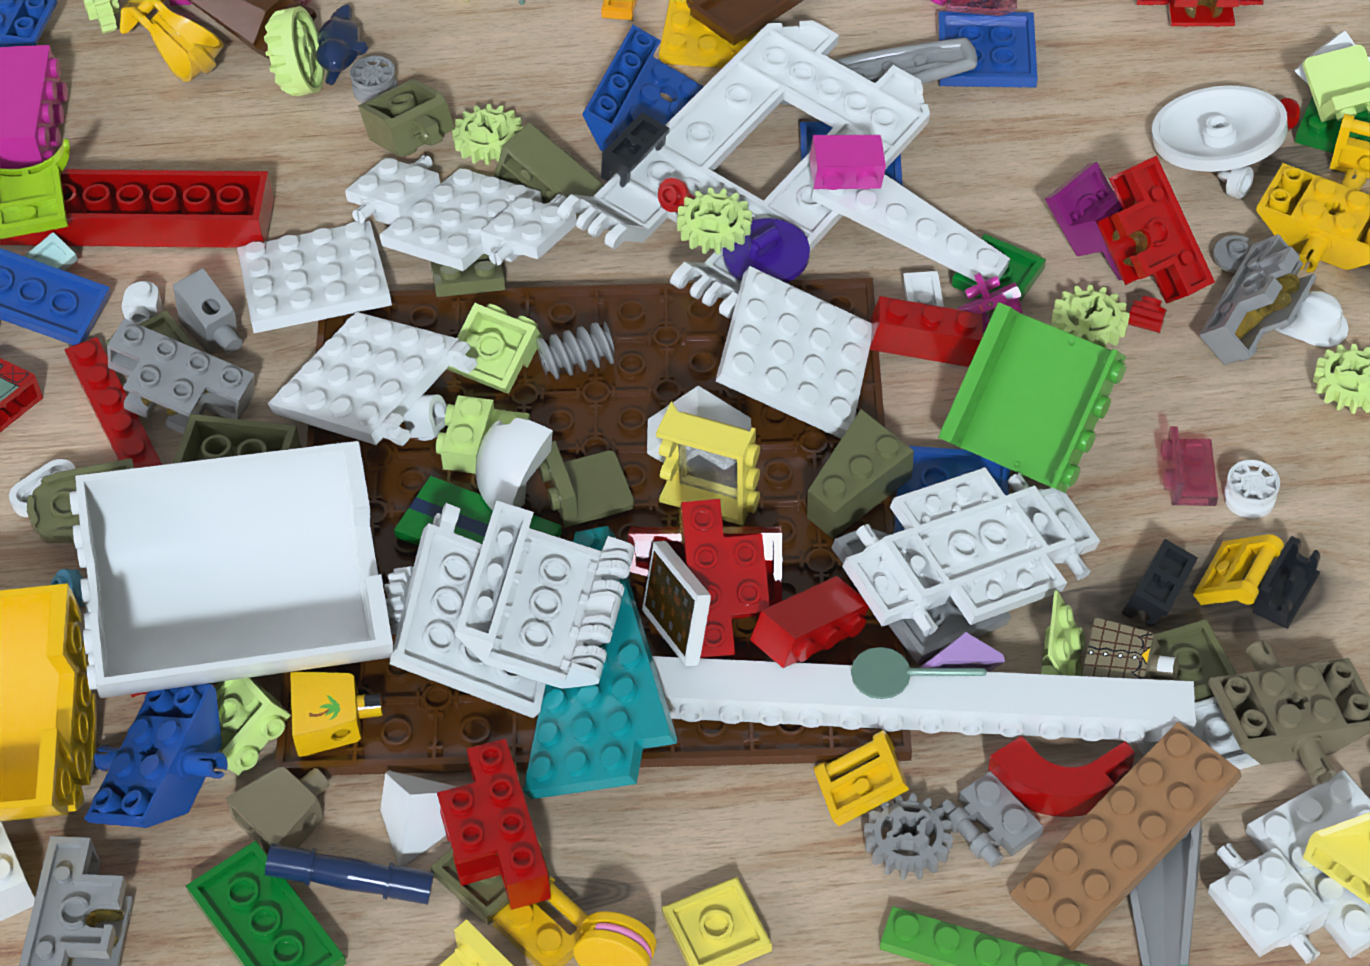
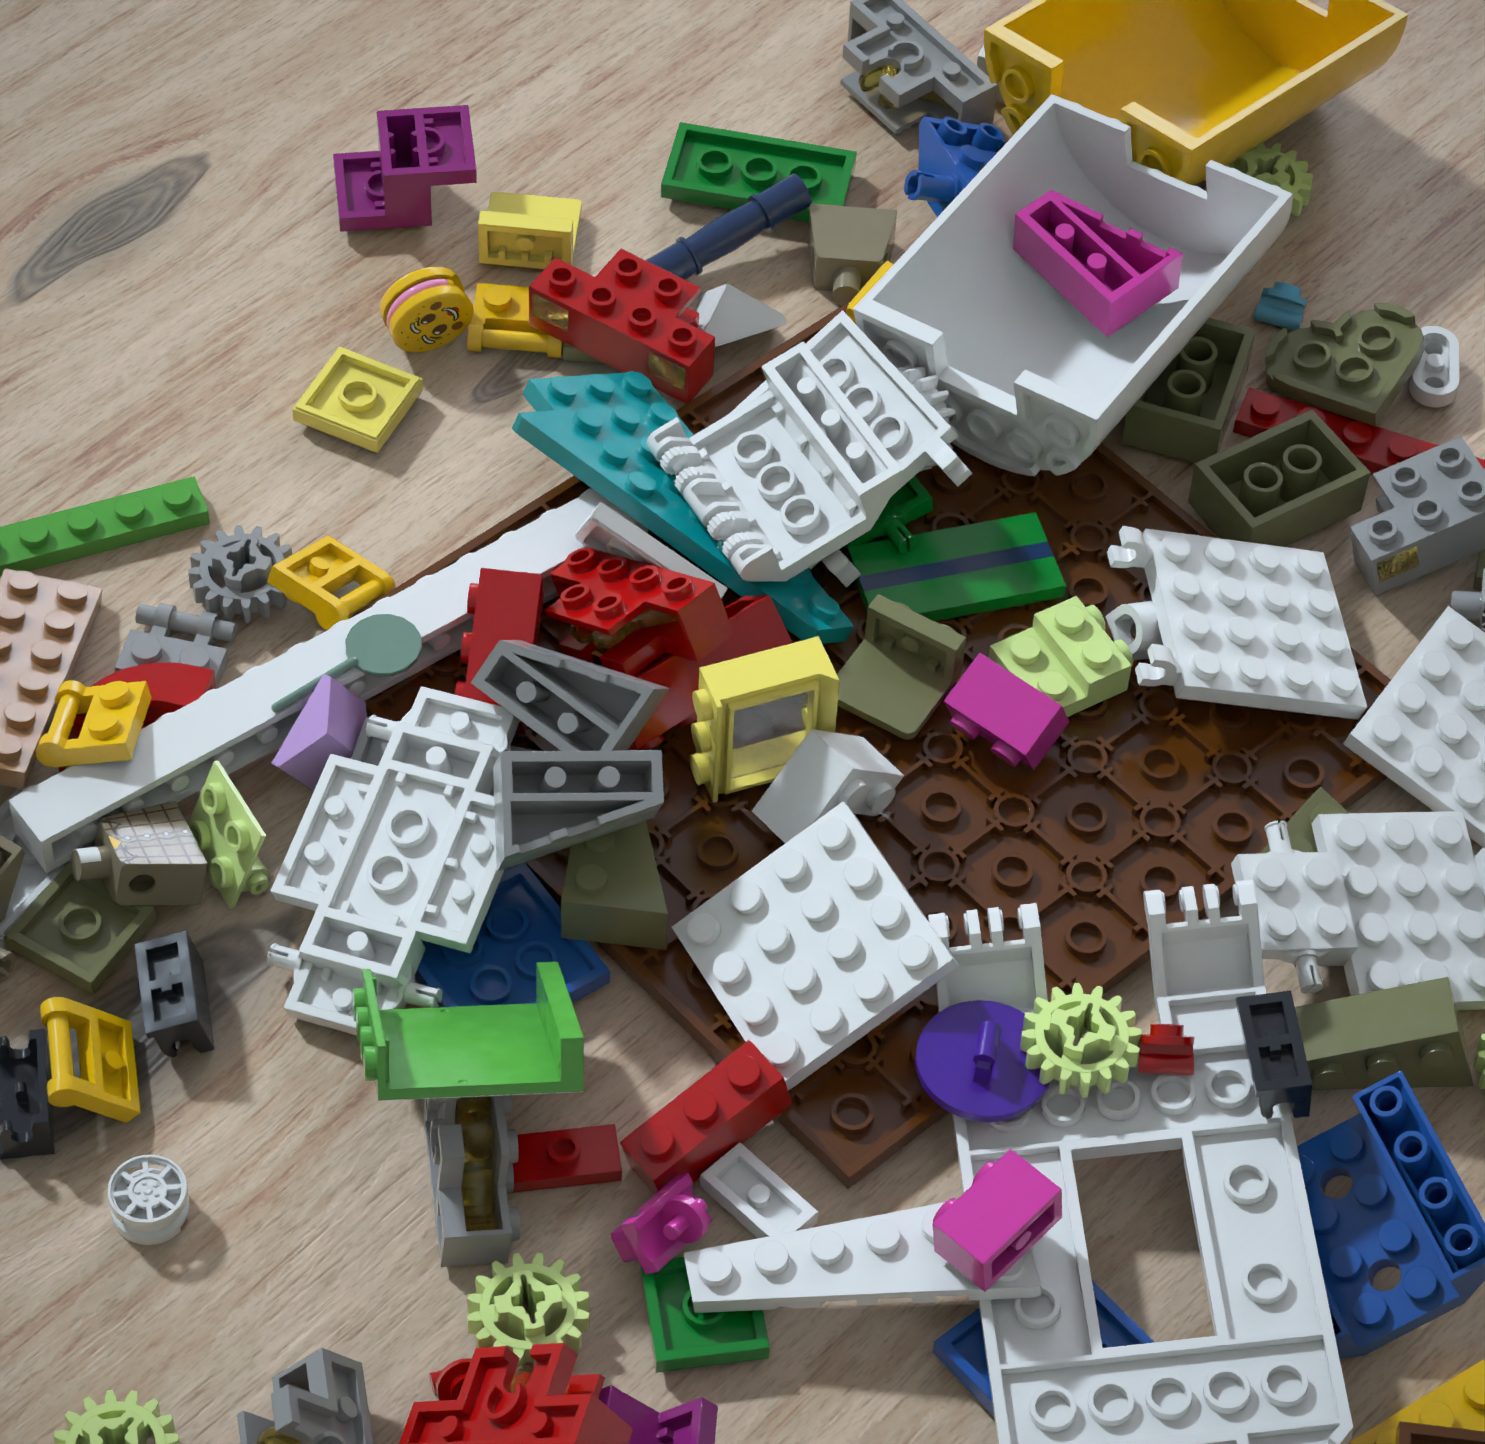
camera: 135 degrees right, 0 degrees up
(195, 598) = (1092, 264): none -> dark pink wedge
(498, 345) = (1167, 757): yellowish green plate -> none
(509, 458) = (978, 600): white brick -> none
(557, 407) = (1005, 712): none -> dark pink brick
(576, 350) = (1072, 809): light grey piece -> none
(813, 529) = (568, 698): none -> light grey wedge
(872, 460) = (570, 797): none -> light grey wedge
(1095, 730) = (109, 729): none -> yellow plate
(1189, 470) = (247, 1183): clear pink bracket -> none

